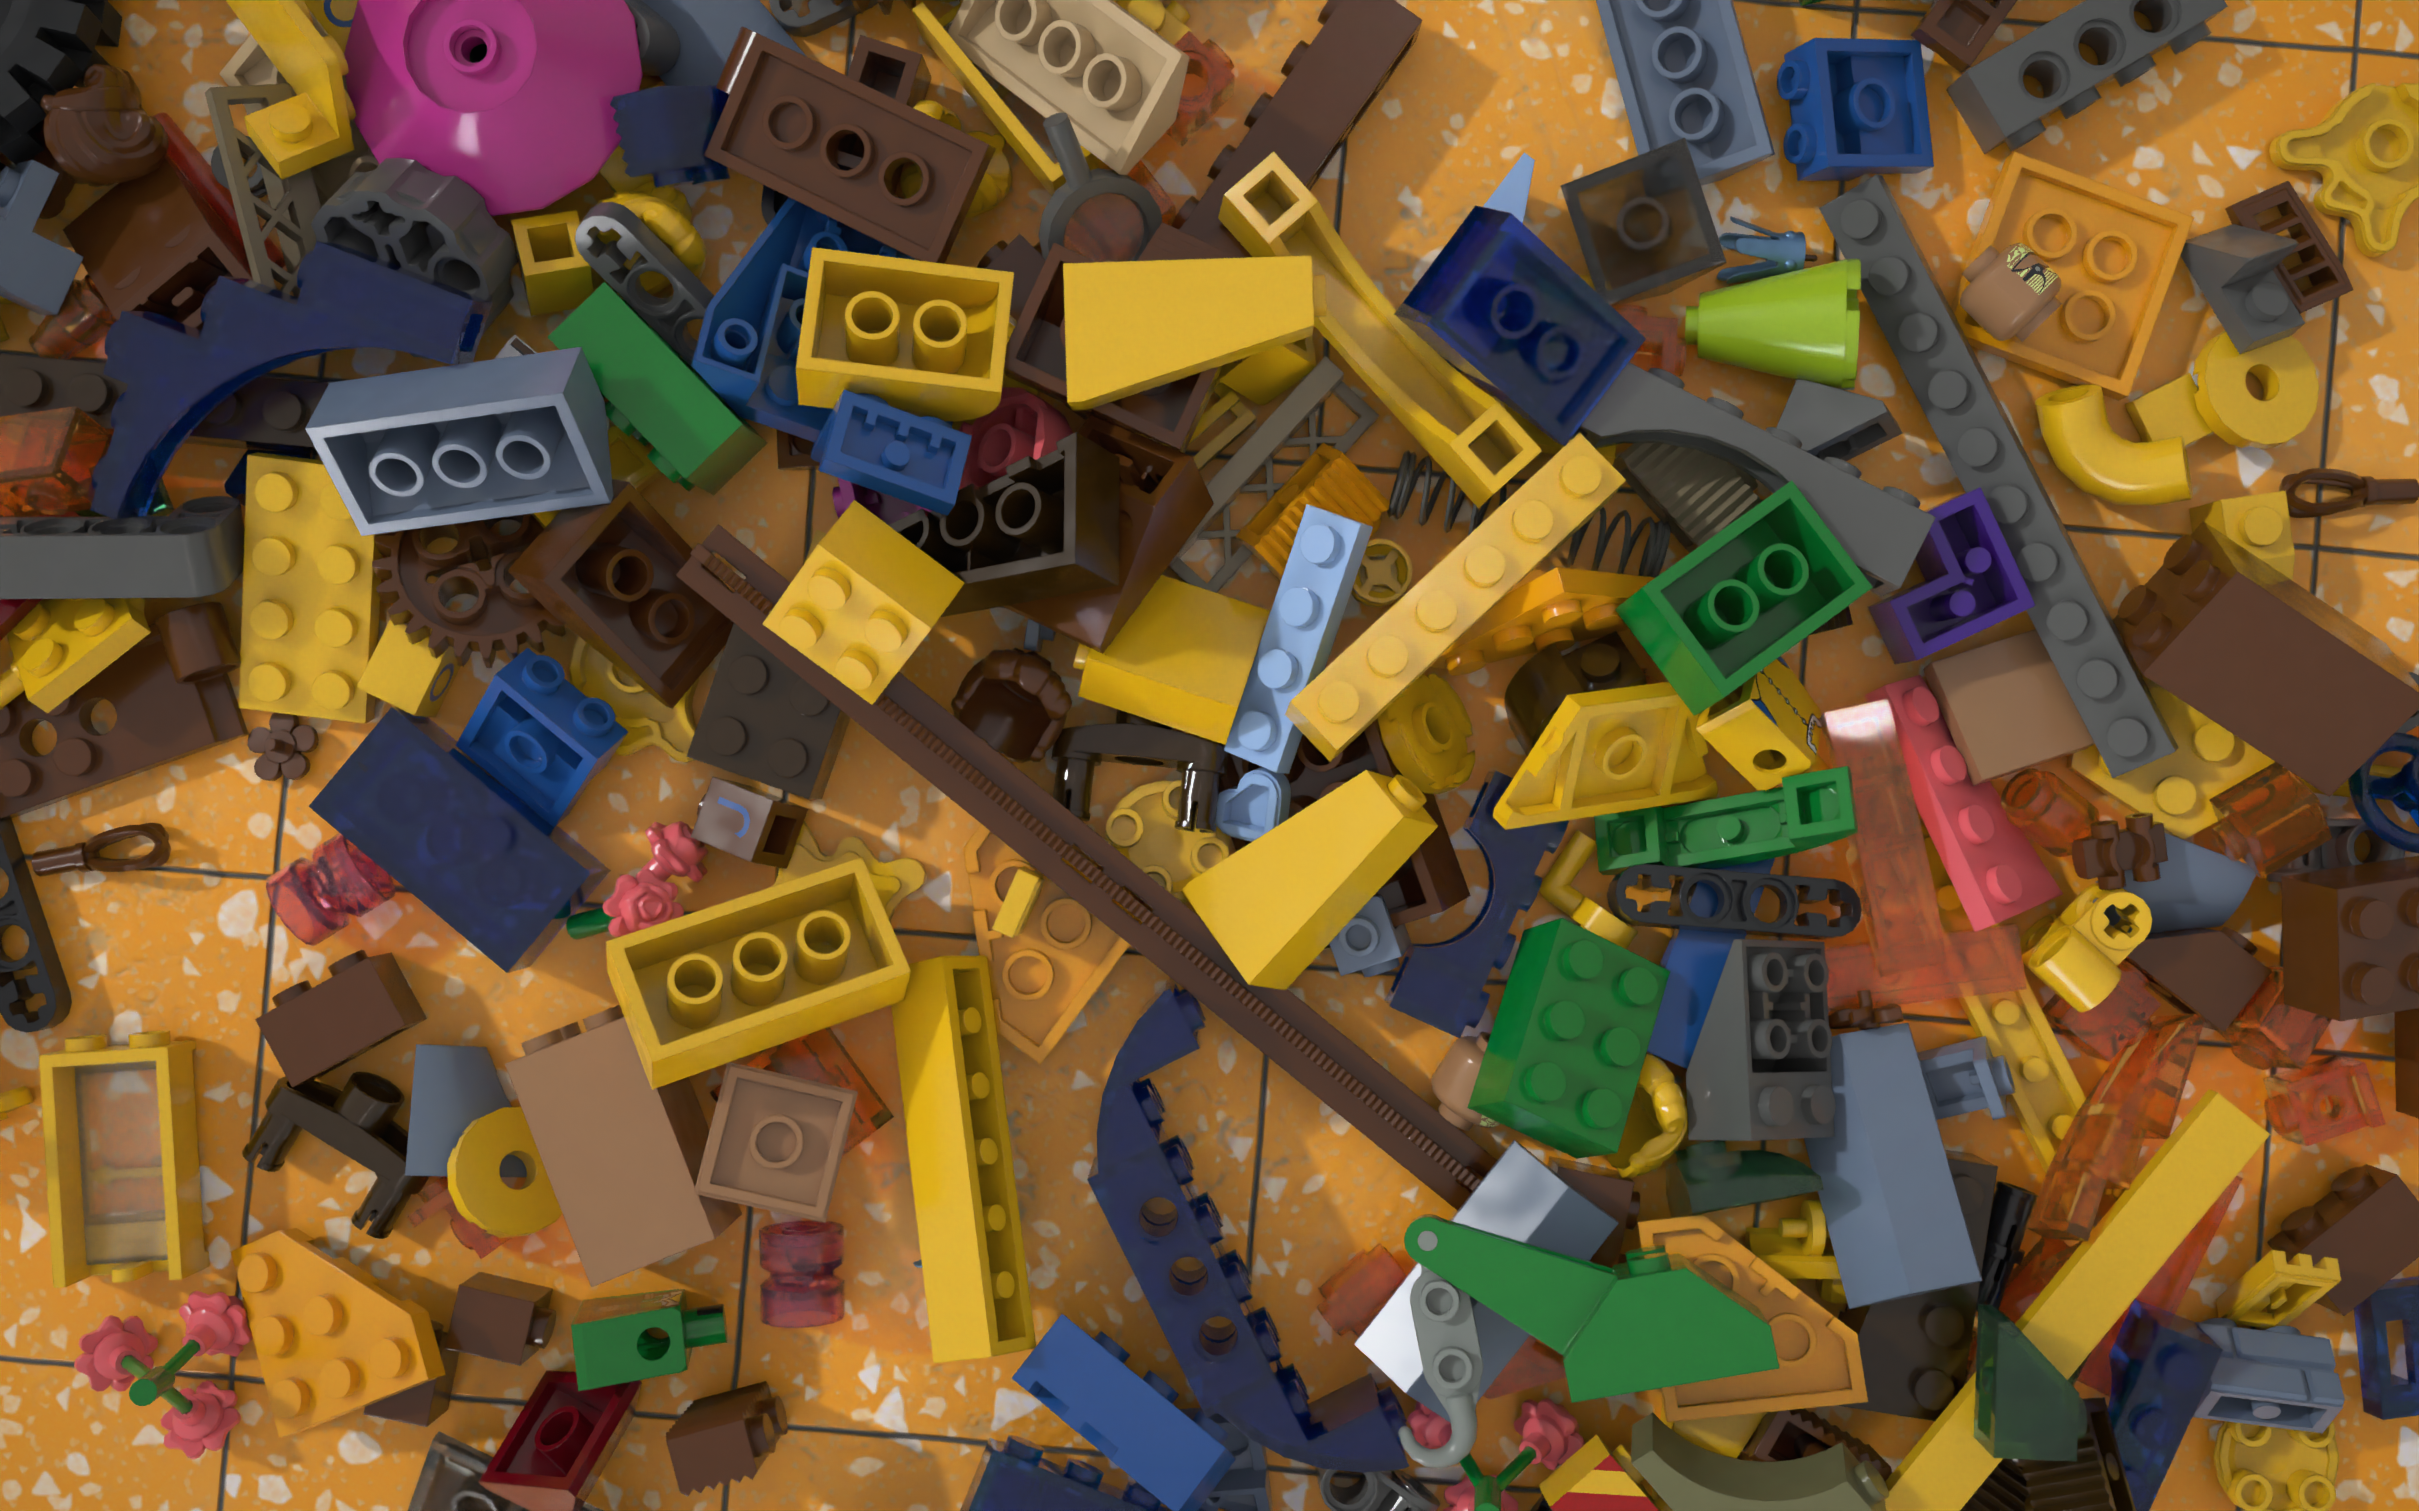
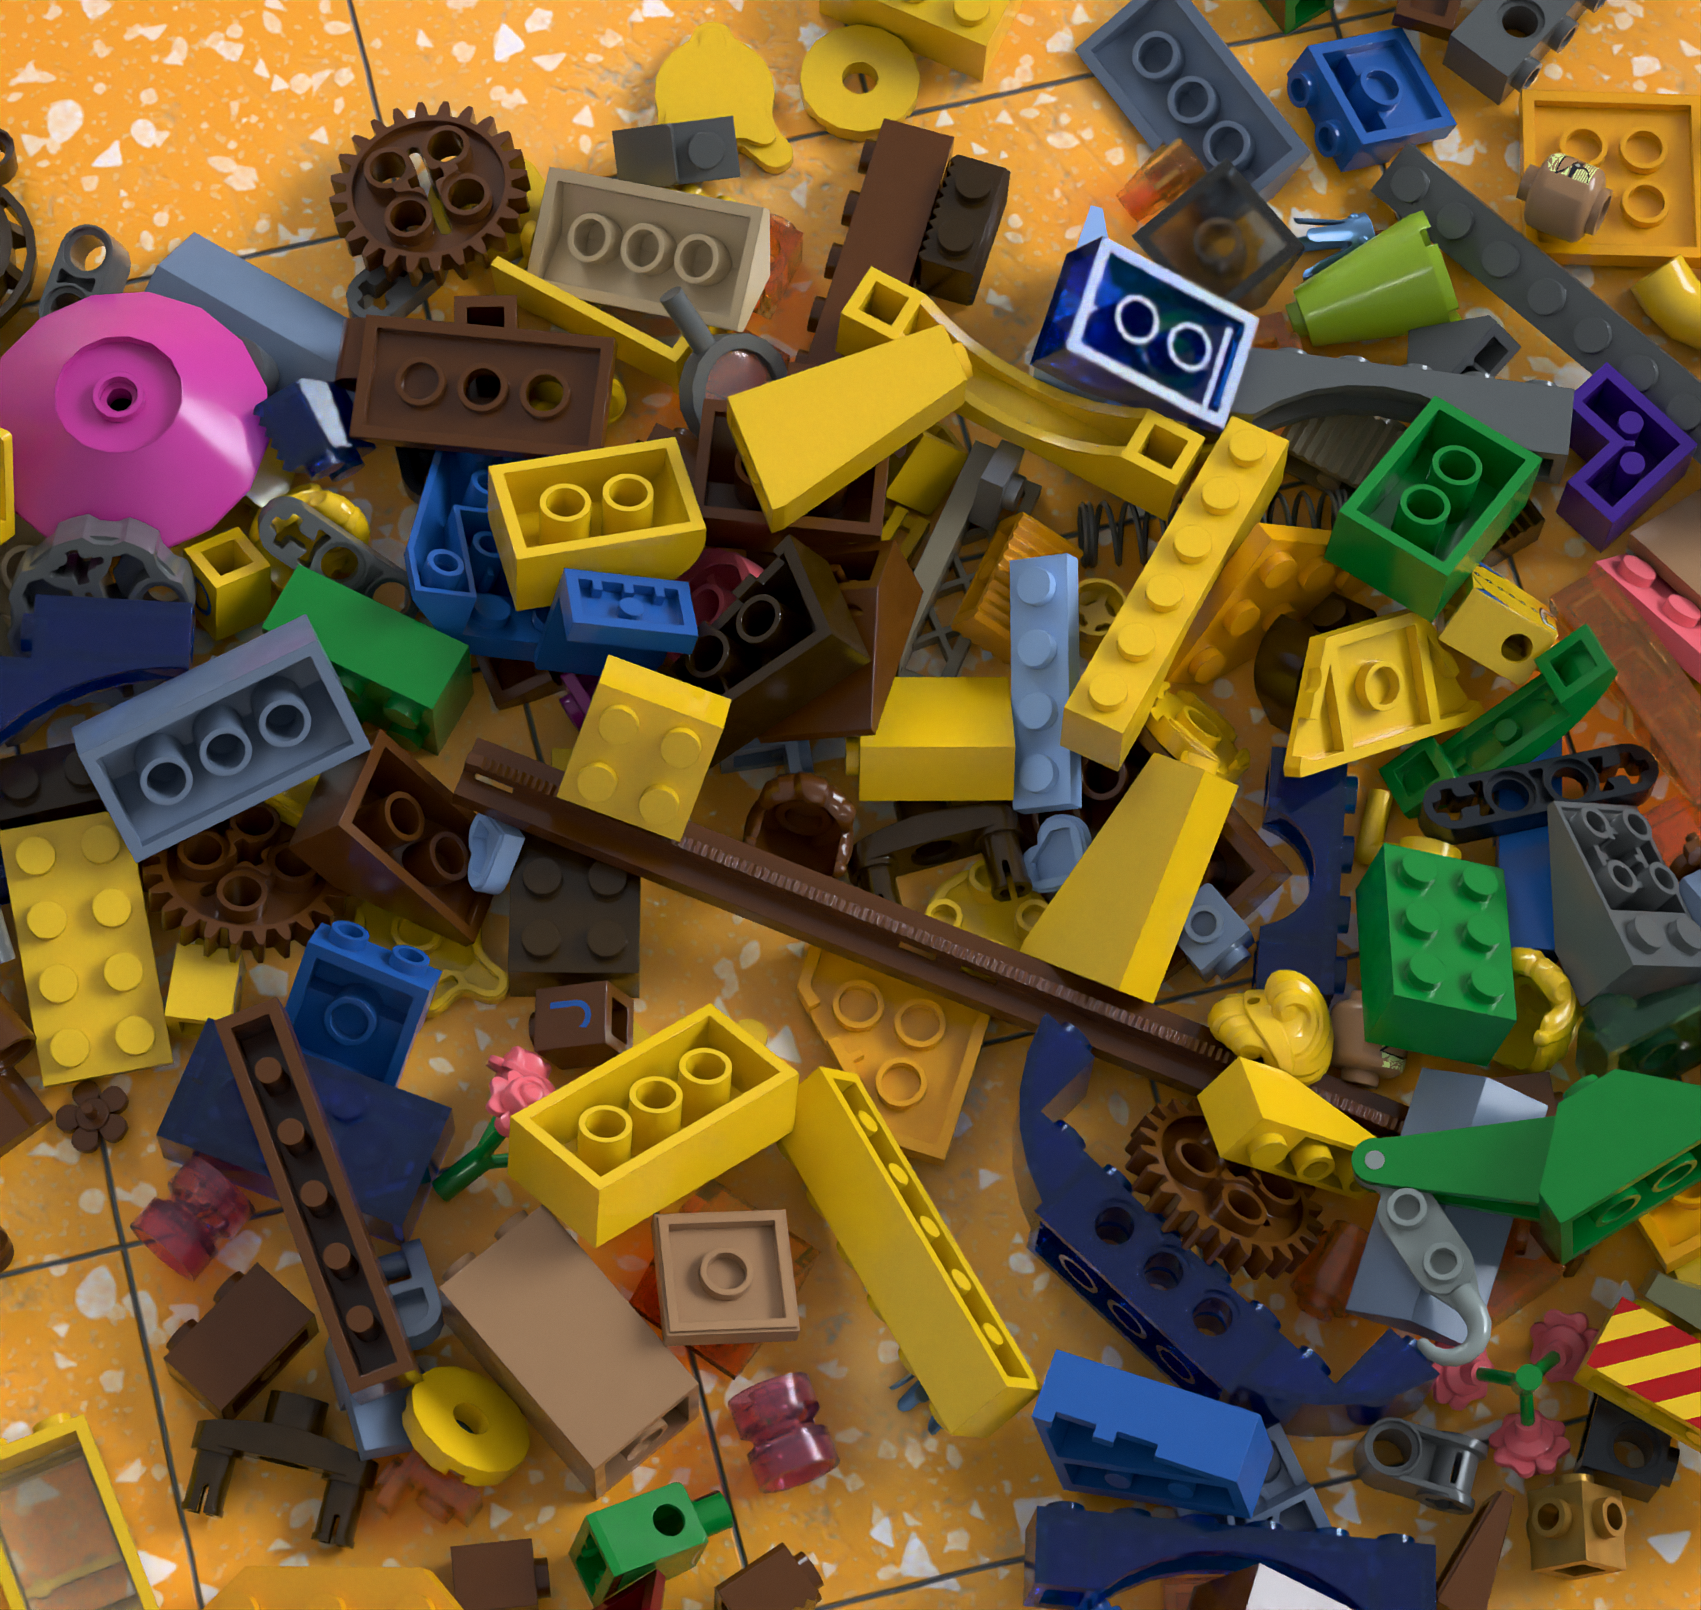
camera: 20 degrees left, 20 degrees down
(418, 941) = (318, 1201): none -> reddish brown brick
(497, 1038) = (416, 1297): none -> sand blue plate
(710, 636) = (493, 855): none -> light blue tile
(1019, 902) = (872, 1004): yellow tile -> none
(1281, 1198) = (1218, 1203): none -> reddish brown gear
(1331, 411) = (999, 485): none -> flat silver plate
(1360, 1159) = (1281, 1127): none -> yellow slope
(1397, 1070) = (1281, 1024): none -> yellow hair
(1398, 119) = (962, 230): none -> dark brown brick
(1616, 131) = (1161, 179): none -> clear orange cone

